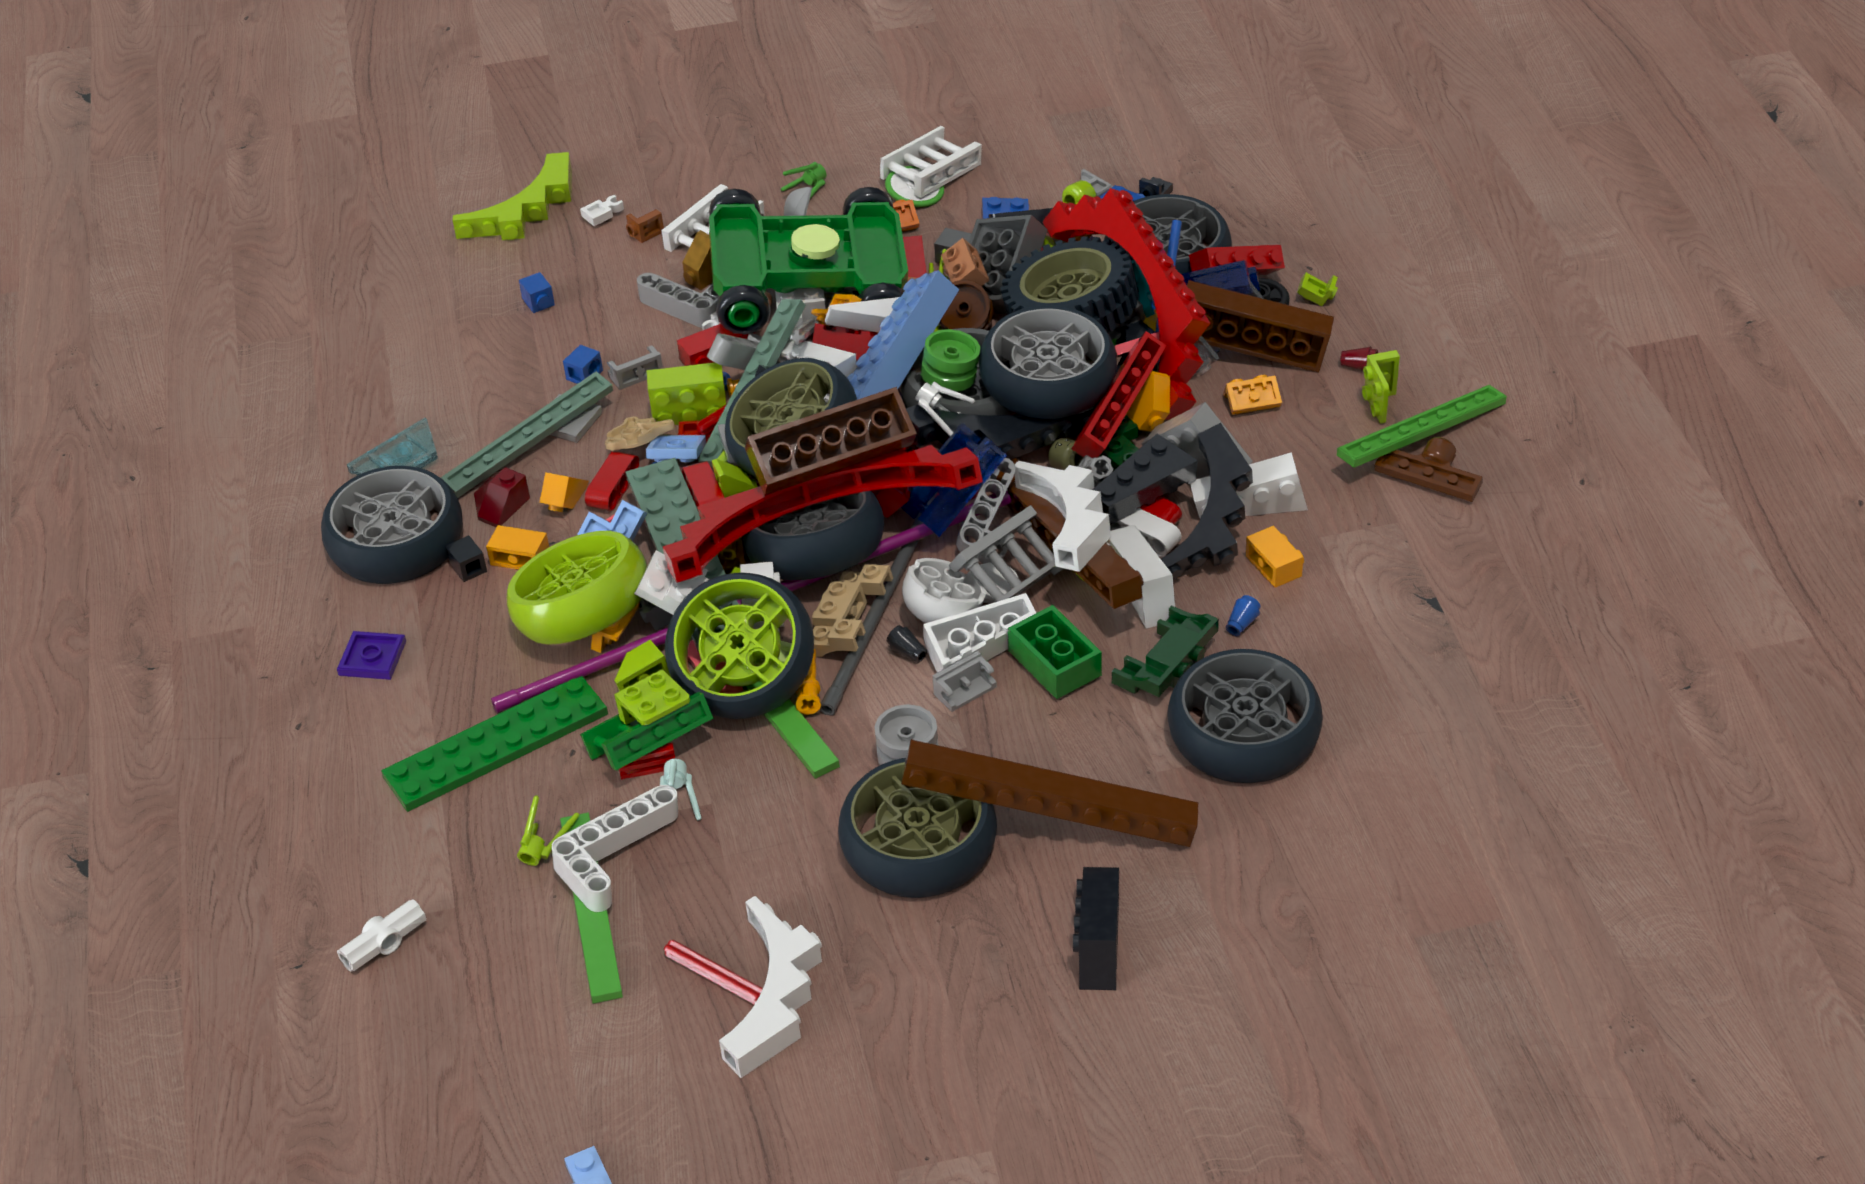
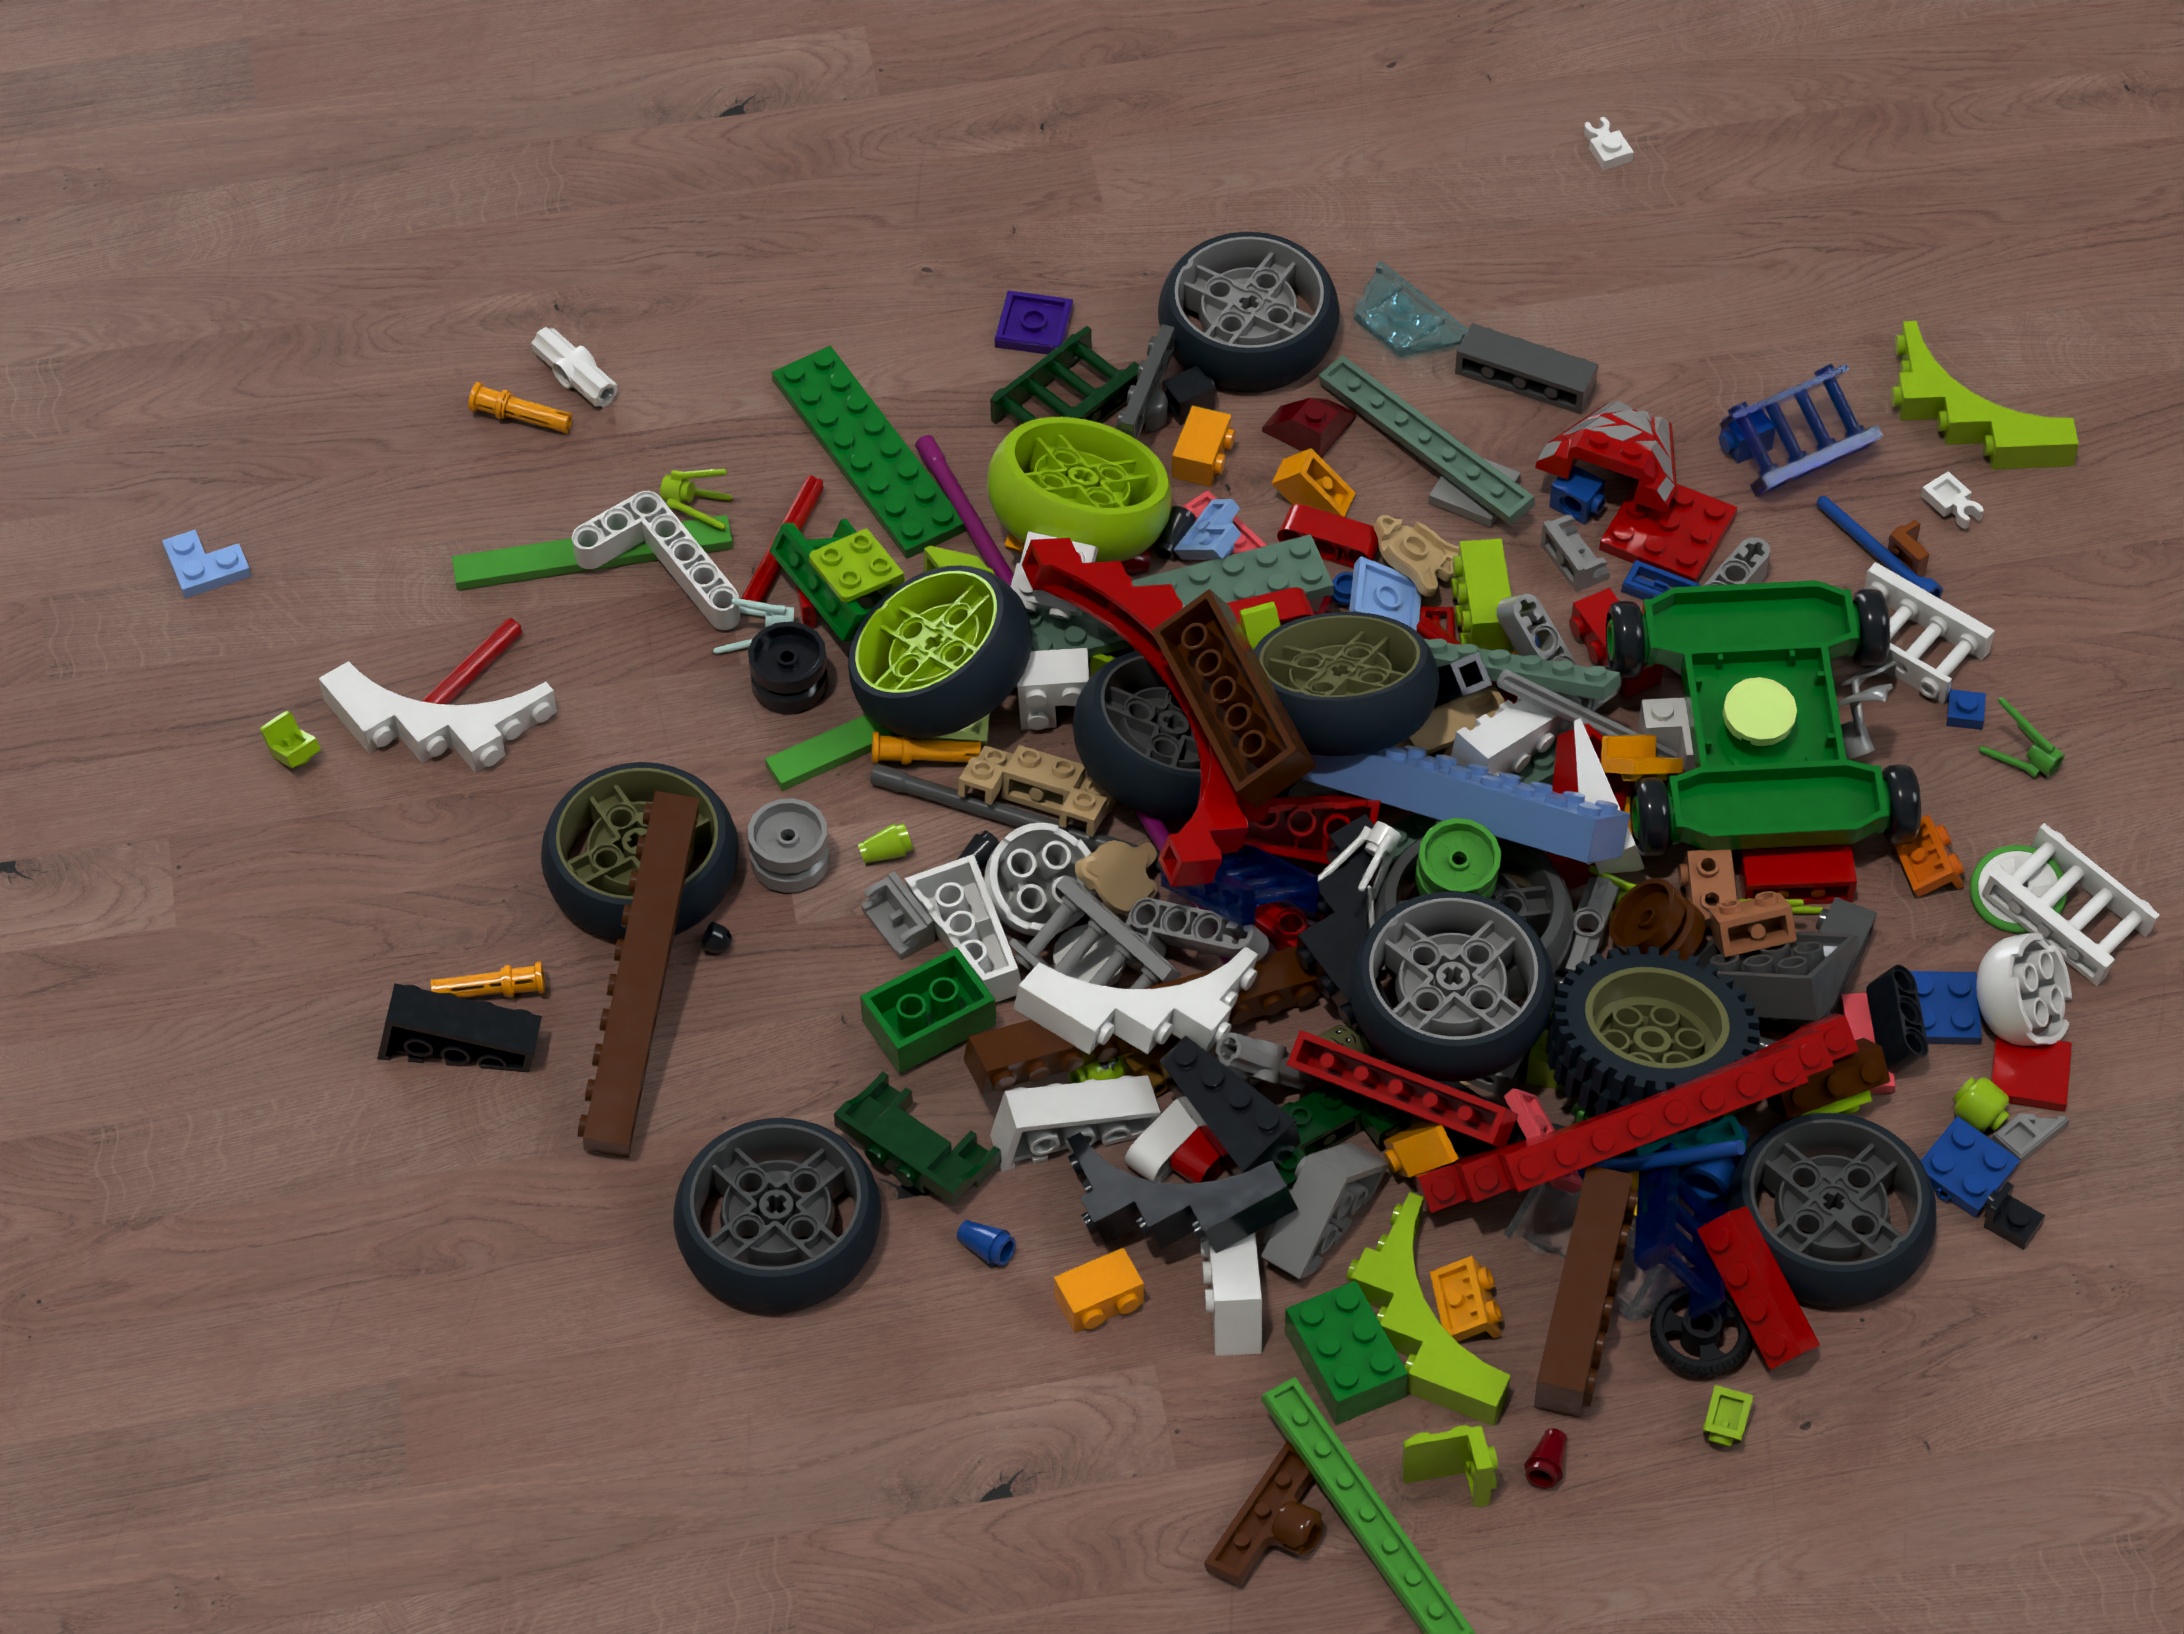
camera: 90 degrees right, 10 degrees up
(247, 364) = (1607, 147): none -> white plate
(420, 979) = (505, 405): none -> light orange pin
(463, 392) = (1526, 368): none -> dark grey brick
(464, 604) = (1099, 402): none -> dark green fence
(472, 565) = (1146, 400): none -> dark grey plate
(550, 249) = (1799, 461): none -> clear blue fence
(552, 338) = (1621, 442): none -> red wedge
(583, 781) = (797, 514): none -> red axle
(613, 329) = (1673, 541): none -> red plate
(634, 244) = (1876, 547): none -> blue piece
(668, 334) = (1646, 589): none -> blue tile
(730, 756) = (788, 667): none -> black wheel
(773, 206) = (1965, 709): none -> blue plate
(800, 1082) = (288, 742): none -> lime bracket
(895, 690) = (886, 844): none -> lime cone
(930, 552) = (1119, 874): none -> tan tile
(1000, 174) = (2021, 986): none -> white cylinder
(1041, 906) = (507, 981): none -> light orange pin
(1046, 184) = (2033, 1073): none -> red tile
(1275, 416) = (1436, 1363): none -> lime arch
(1308, 434) = (1346, 1352): none -> green brick

